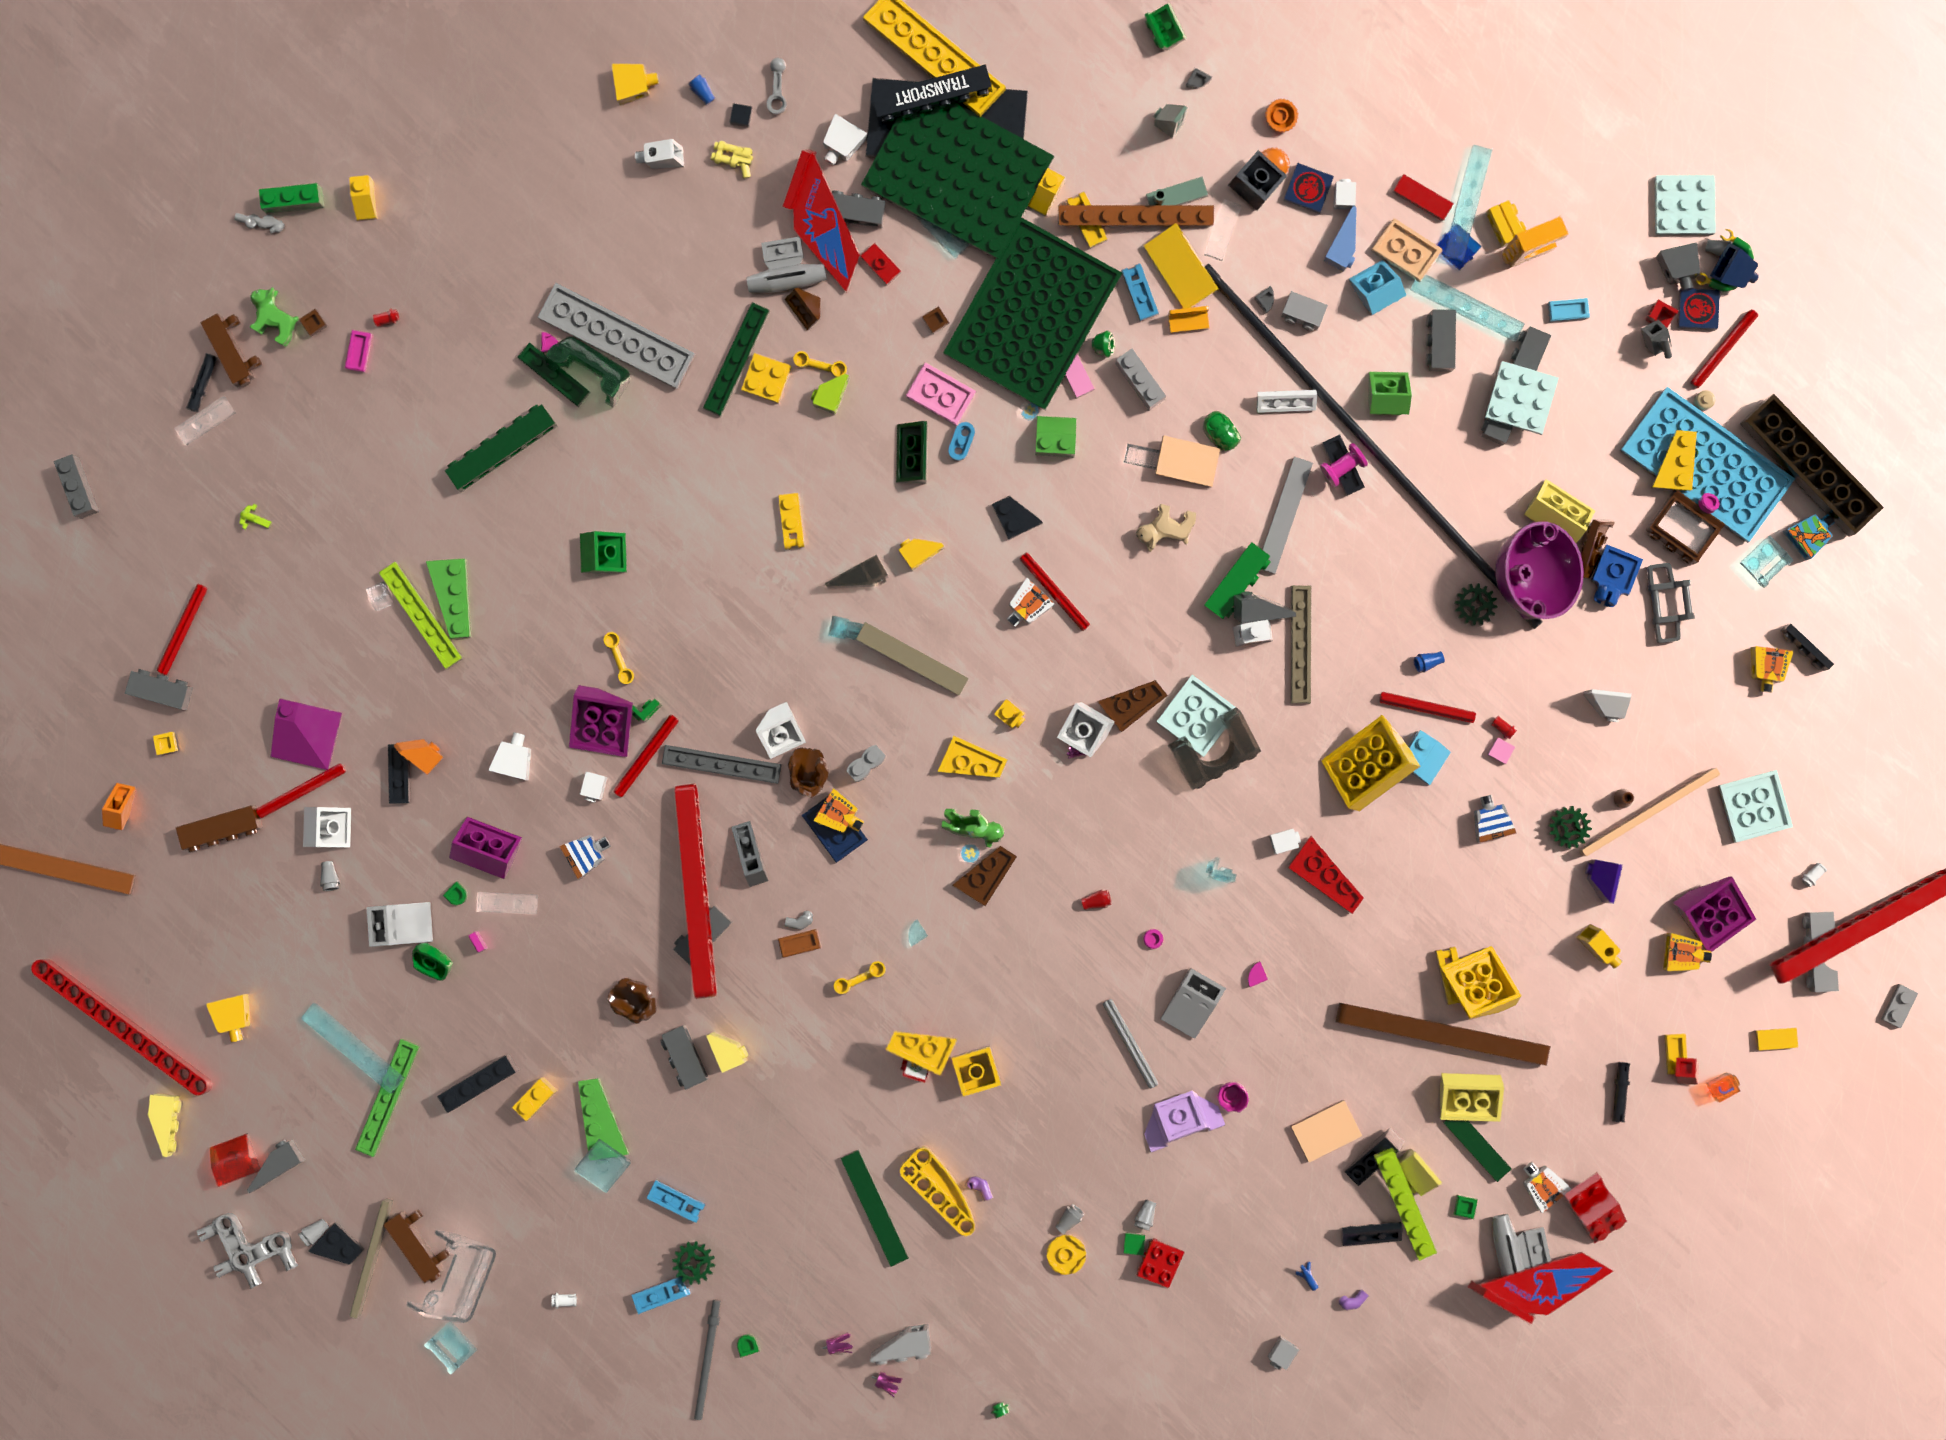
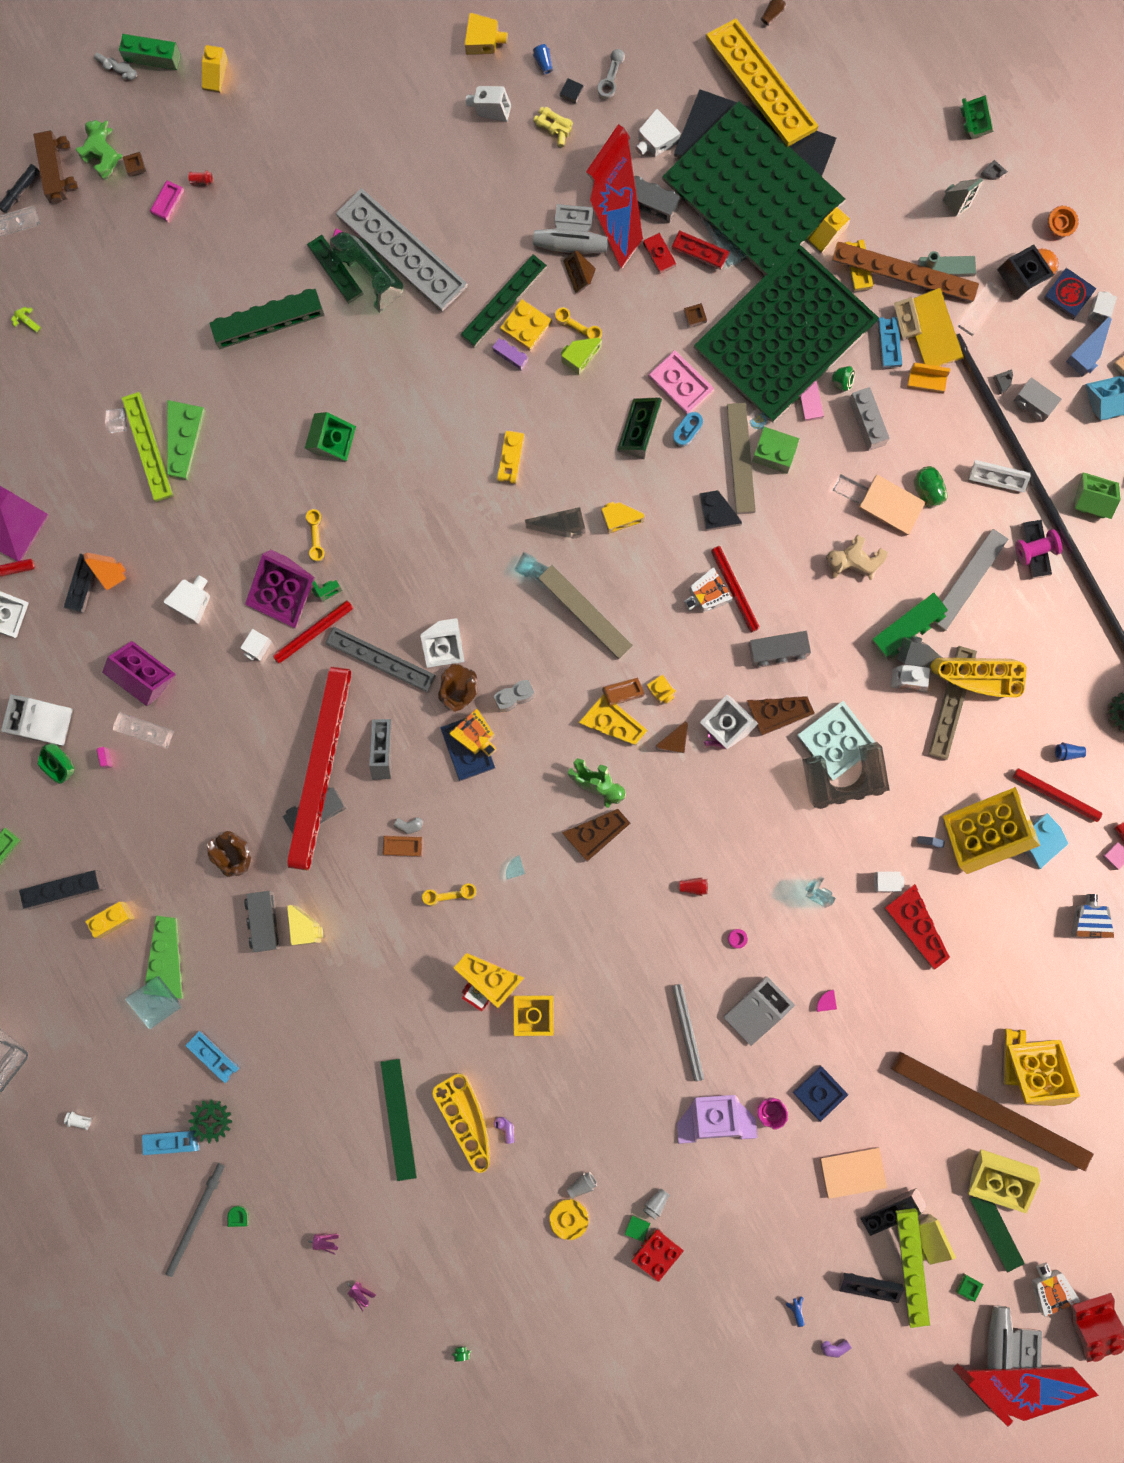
camera: 15 degrees right, 5 degrees down
(456, 894) = (99, 709): green tile -> none
(585, 854) = (228, 705): torso -> none
(759, 413) = (510, 353): none -> medium lavender piece
(911, 1342) = (393, 1262): light grey slope -> none
(921, 249) = (700, 250): none -> red tile
(932, 93) = (750, 111): black brick -> none
(970, 853) = (587, 808): clear tile -> none
(972, 728) = (623, 692): none -> dark orange tile
(1023, 455) = (741, 458): none -> dark tan tile
(1038, 761) = (675, 740): none -> reddish brown slope
(1115, 640) = (779, 648): none -> dark grey brick
(1151, 263) = (907, 318): none -> tan plate
(1274, 1064) = (820, 1093): none -> dark blue tile
(1282, 1353) = (752, 1381): light grey brick -> none
(1316, 789) = (938, 843): none -> sand blue tile
(1326, 615) = (986, 679): none -> yellow beam

